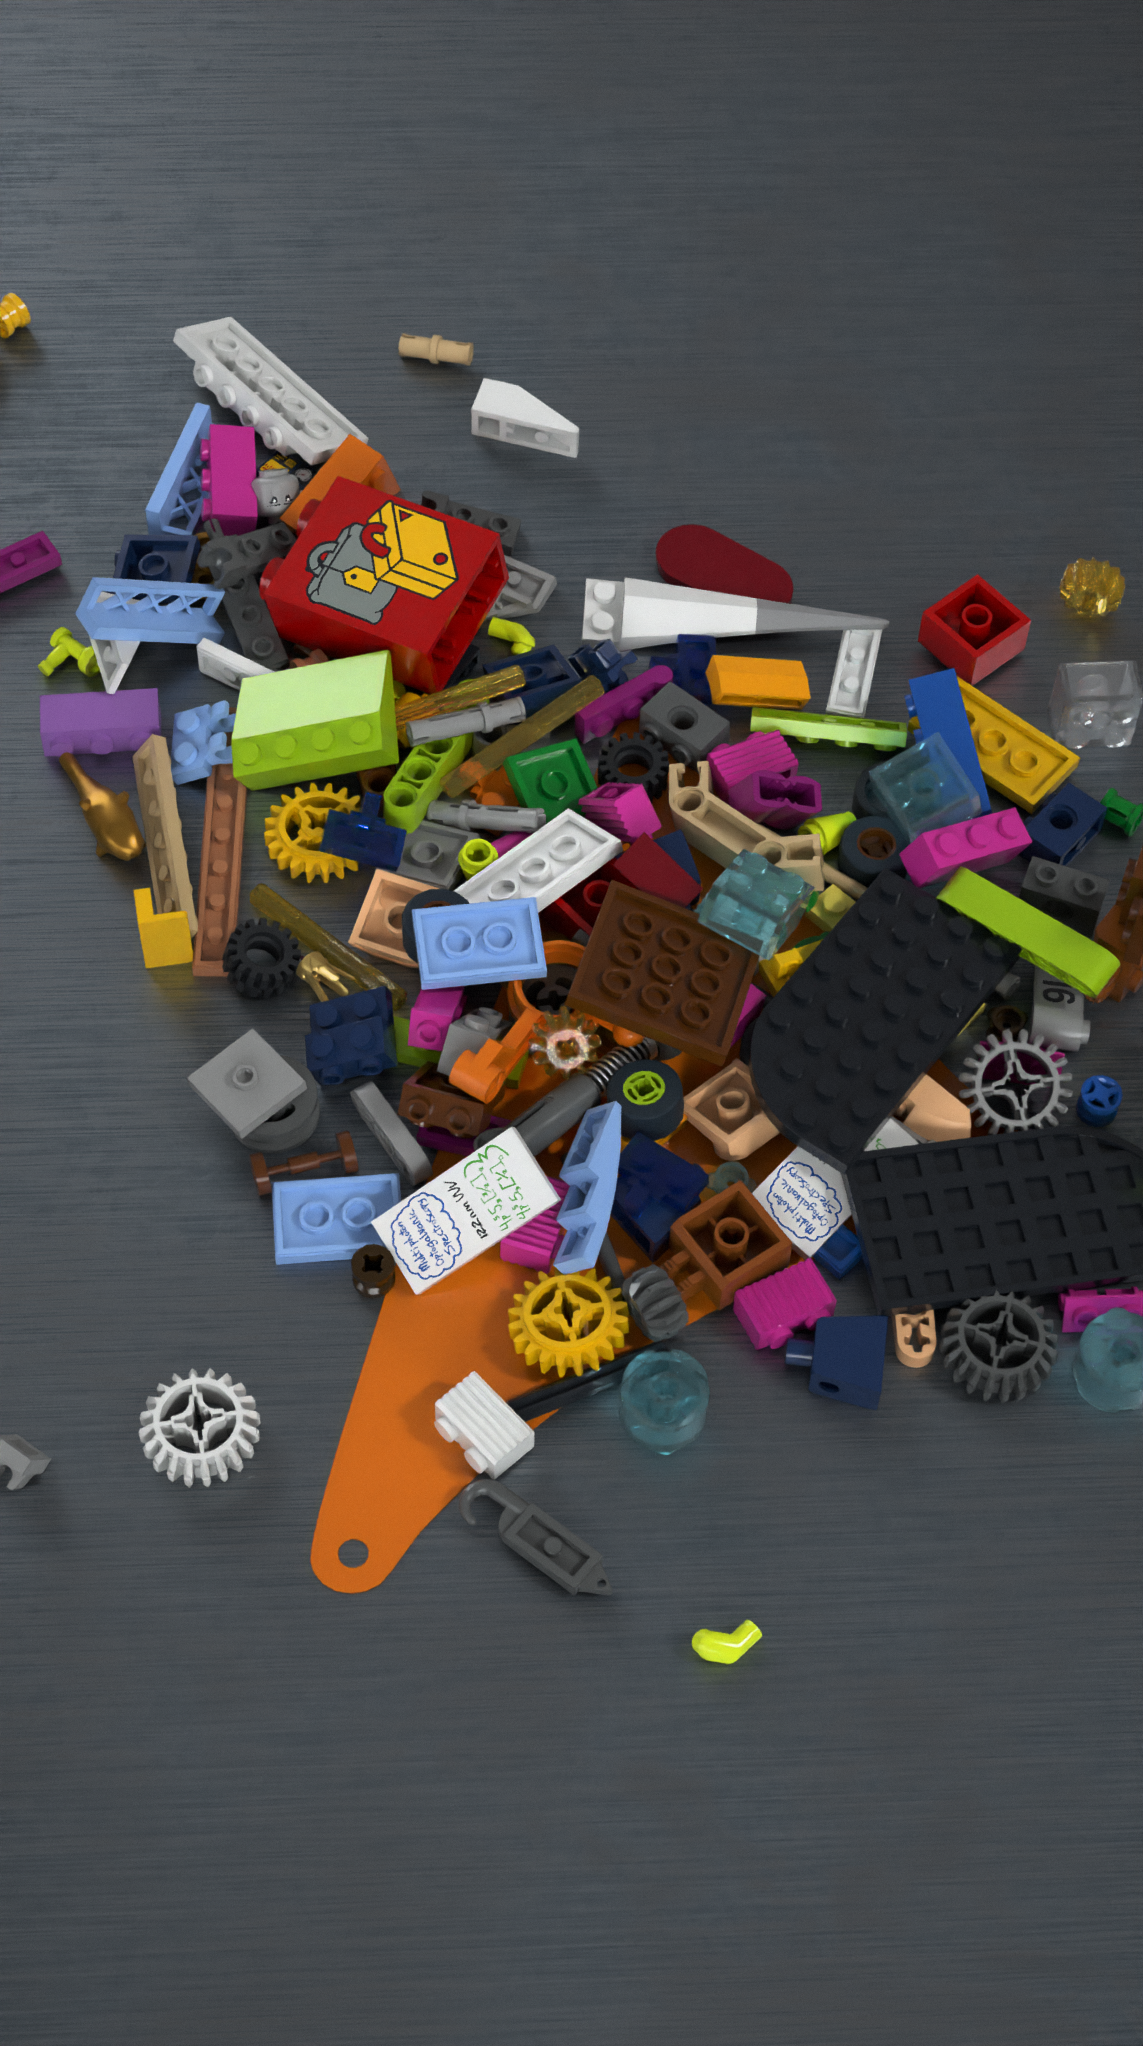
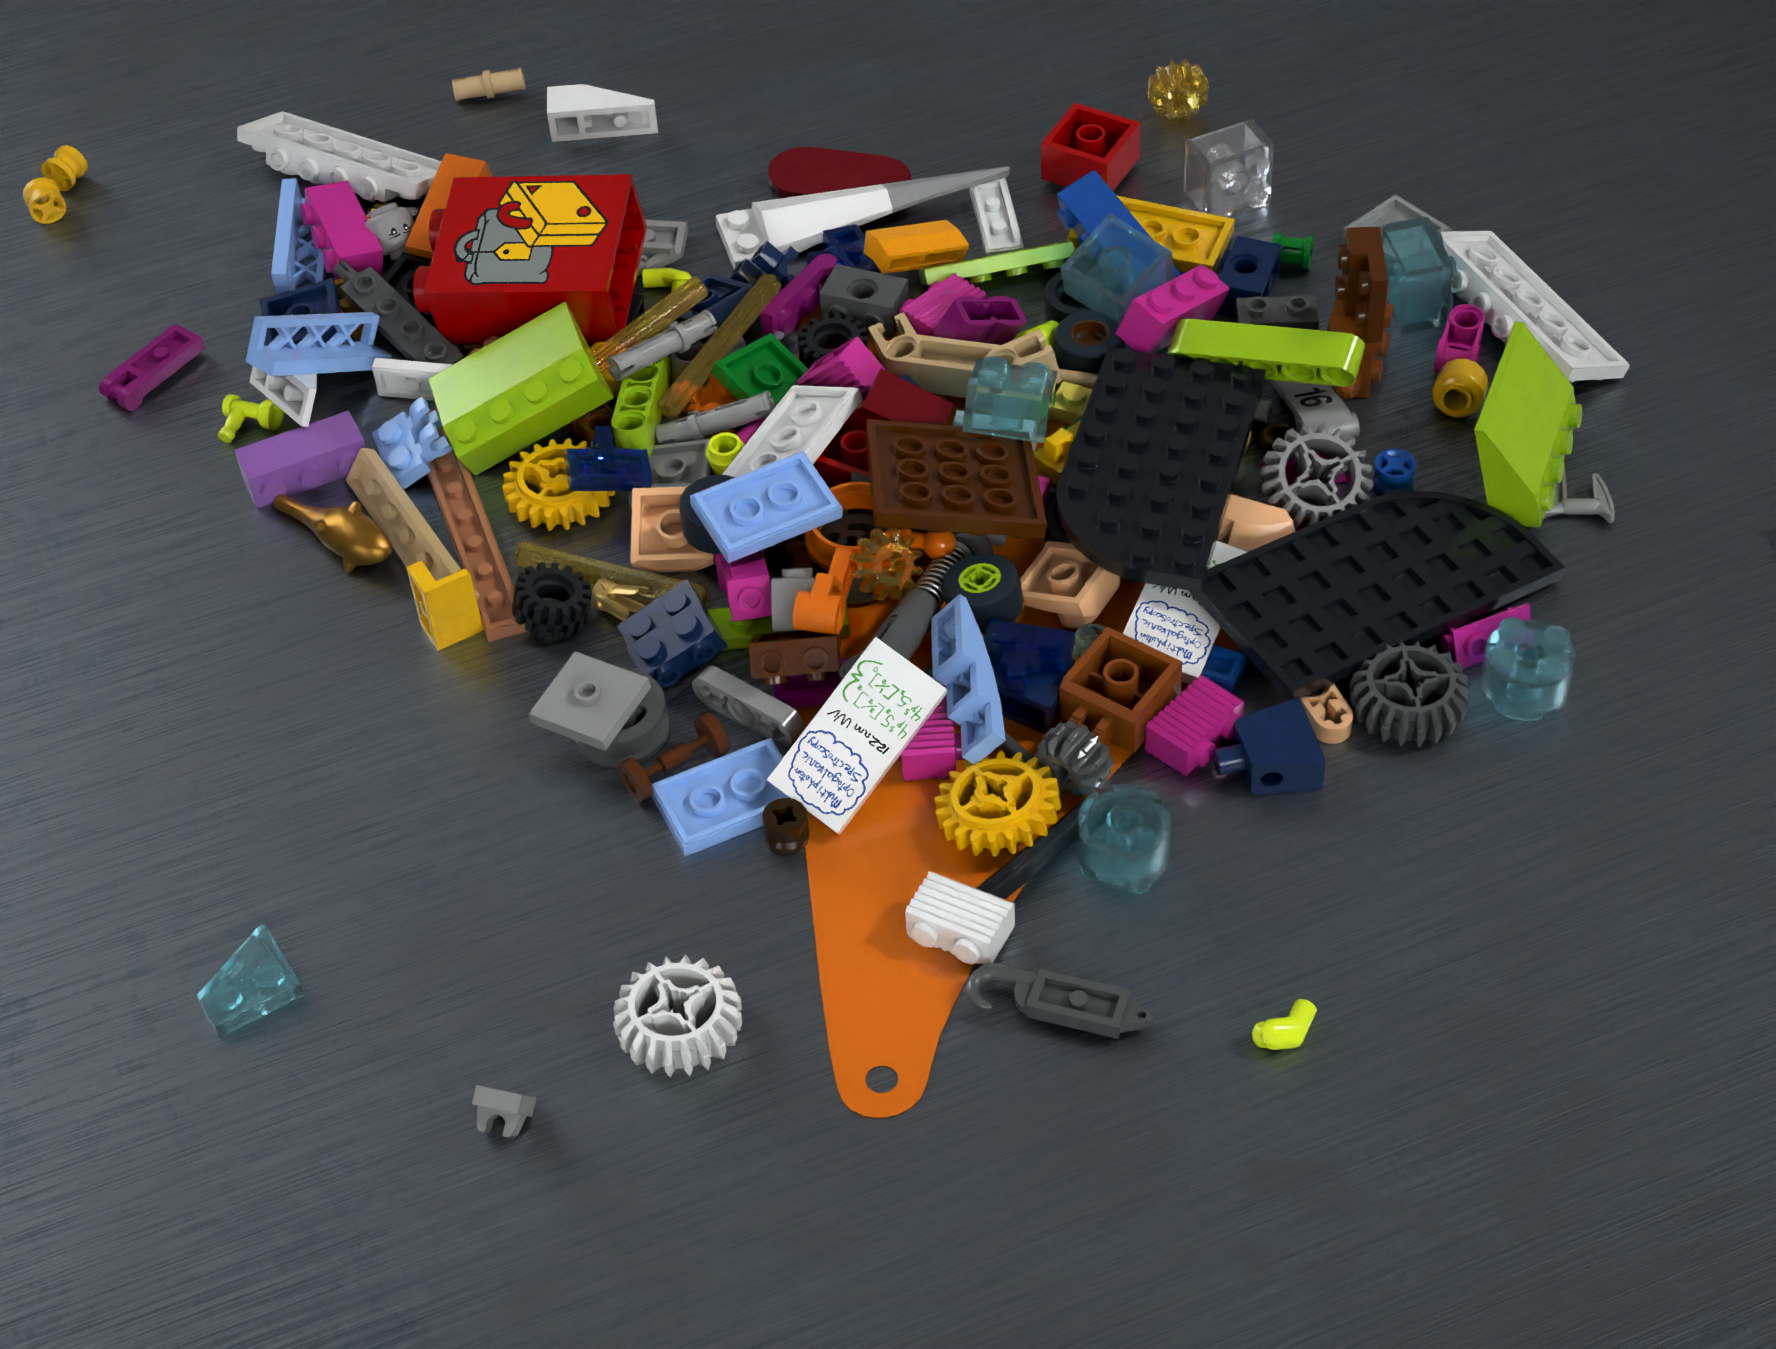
camera: 15 degrees left, 10 degrees down
(246, 553) = (385, 277): dark grey plate -> none

